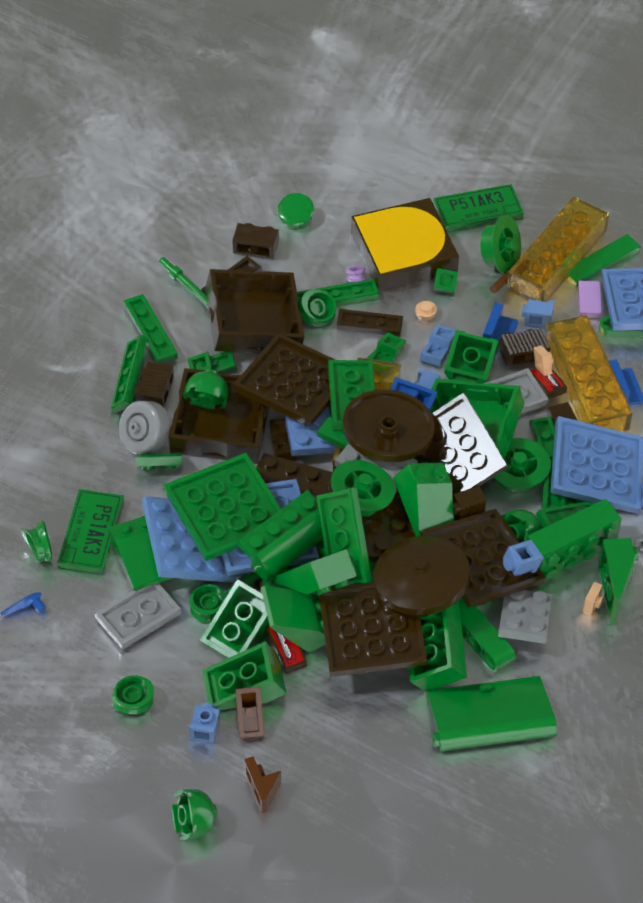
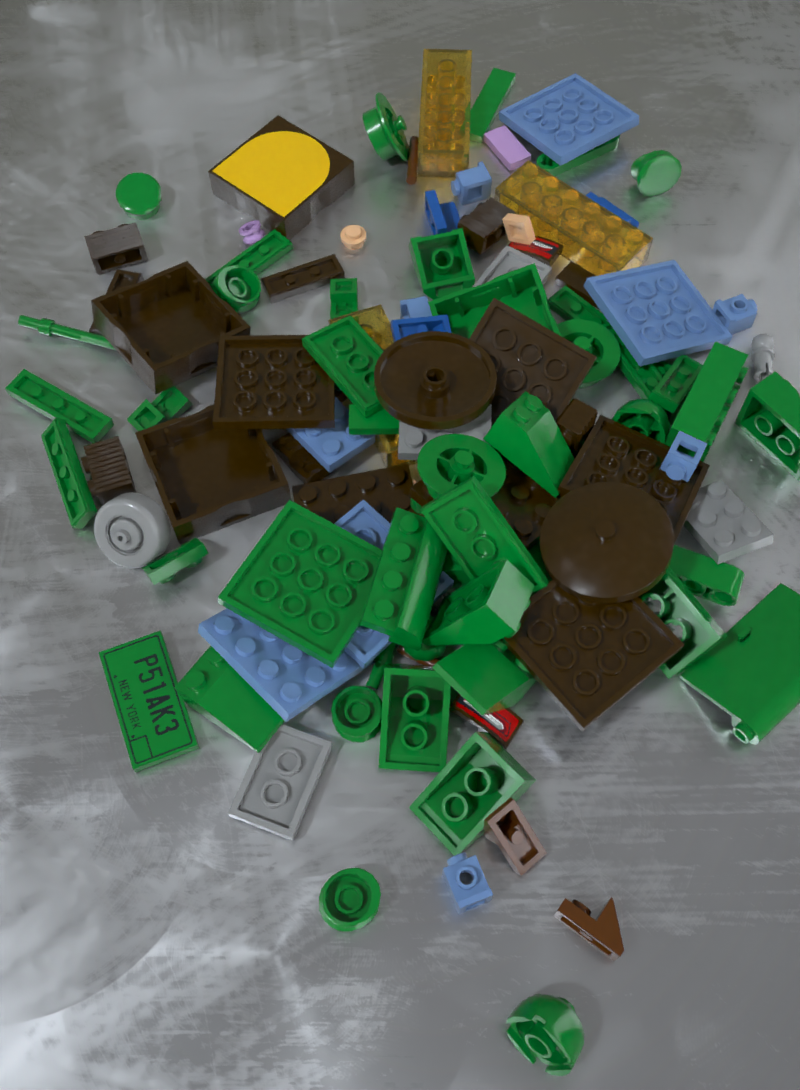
camera: 30 degrees left, 10 degrees up
(32, 599) = (123, 854): blue bar -> none
(38, 542) = (94, 757): green piece -> none
(207, 389) = (180, 444): green cylinder -> none
(438, 345) = (393, 267): medium blue slope -> none
(445, 281) = (352, 195): green plate -> none
(478, 207) = (331, 105): green tile -> none
(593, 599) = (767, 461): light nougat plate -> none

